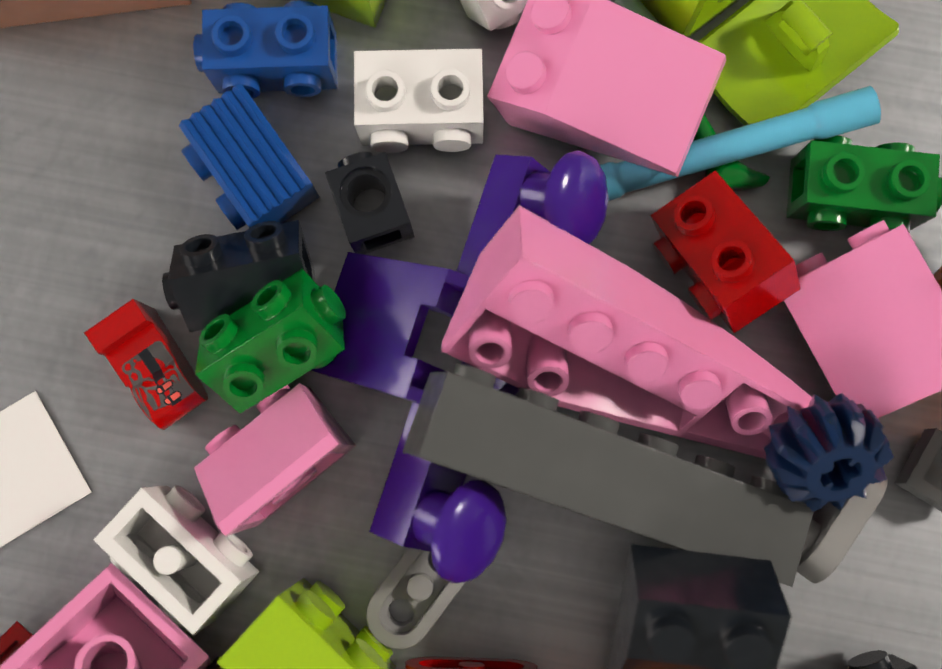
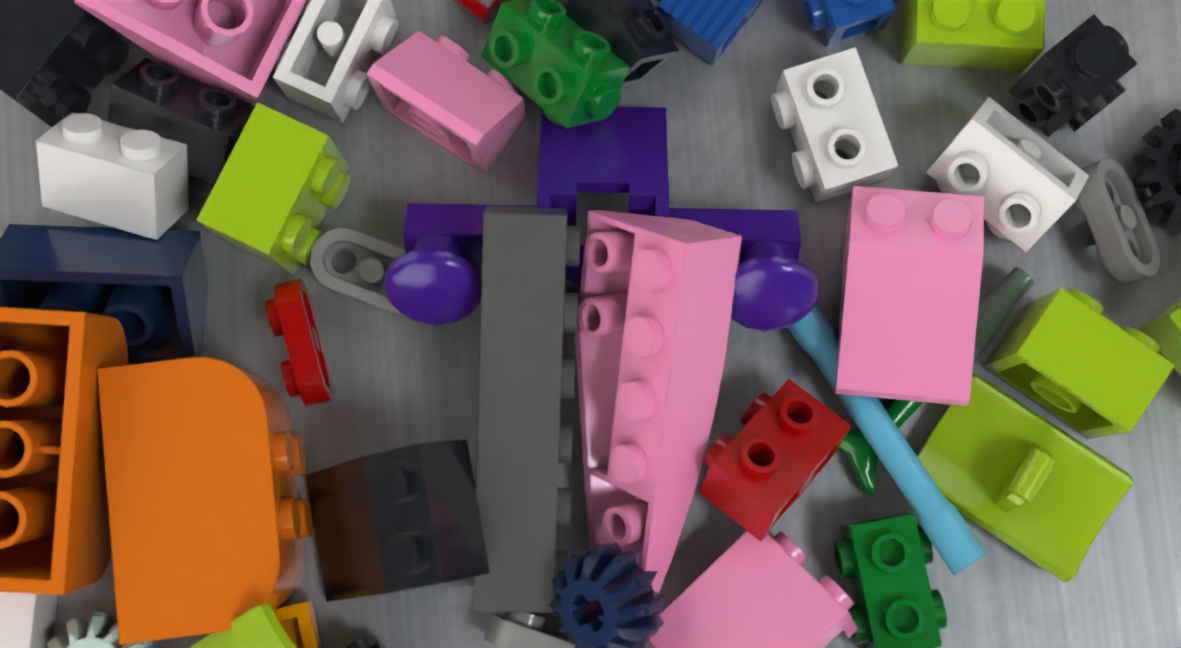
camera: 70 degrees right, 0 degrees up
(375, 228) = (703, 134): black brick -> none

